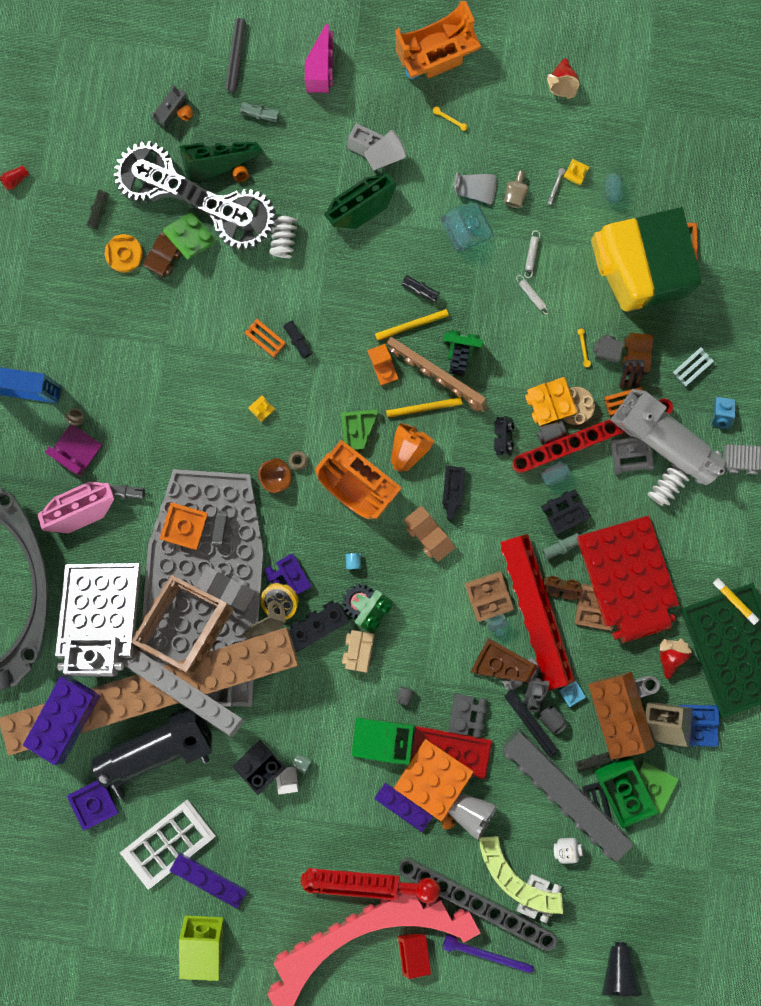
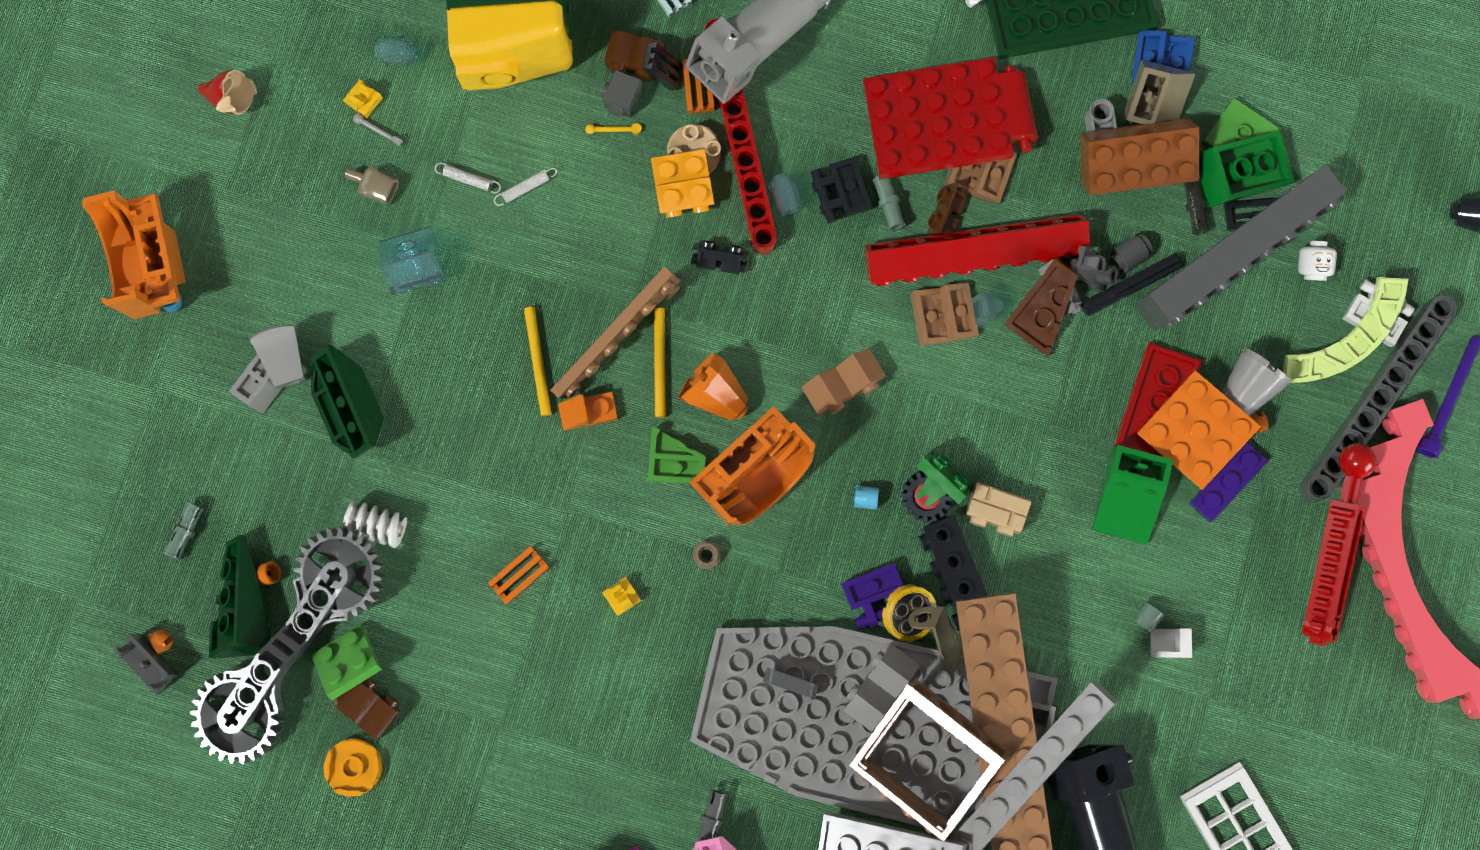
camera: 80 degrees left, 5 degrees down
(97, 209) = (279, 796): clear smoke pin -> none
(184, 526) = (778, 737): orange plate -> none
(200, 948) = (1402, 808): lime slope -> none
(208, 880) = (1303, 783): dark purple plate -> none
(235, 55) = (90, 553): dark grey axle -> none
(259, 766) = (1149, 677): black slope -> none
(274, 475) = (724, 591): dark orange helmet -> none
(297, 339) = (529, 527): black pin -> none
(320, 63) = (131, 430): dark pink slope -> none
(405, 696) = (1070, 454): dark grey hose -> none
(414, 955) = (1442, 499): red brick -> none
(420, 288) = (488, 339): black pin -> none
(436, 111) = (235, 277): yellow hinge -> none
(453, 490) = (786, 339): black hinge -> none
(461, 350) = (588, 294): plate -> none
(461, 715) = (1106, 379): dark grey plate -> none
(477, 187) = (356, 238): light grey piece -> none
(551, 432) = (725, 190): dark grey brick -> none
(572, 693) = (1099, 221): medium azure tile -> none
(628, 449) = (766, 88): flat silver plate -> none
(668, 486) = (826, 45): white piece -> none
(673, 655) = (1063, 75): red hat -> none

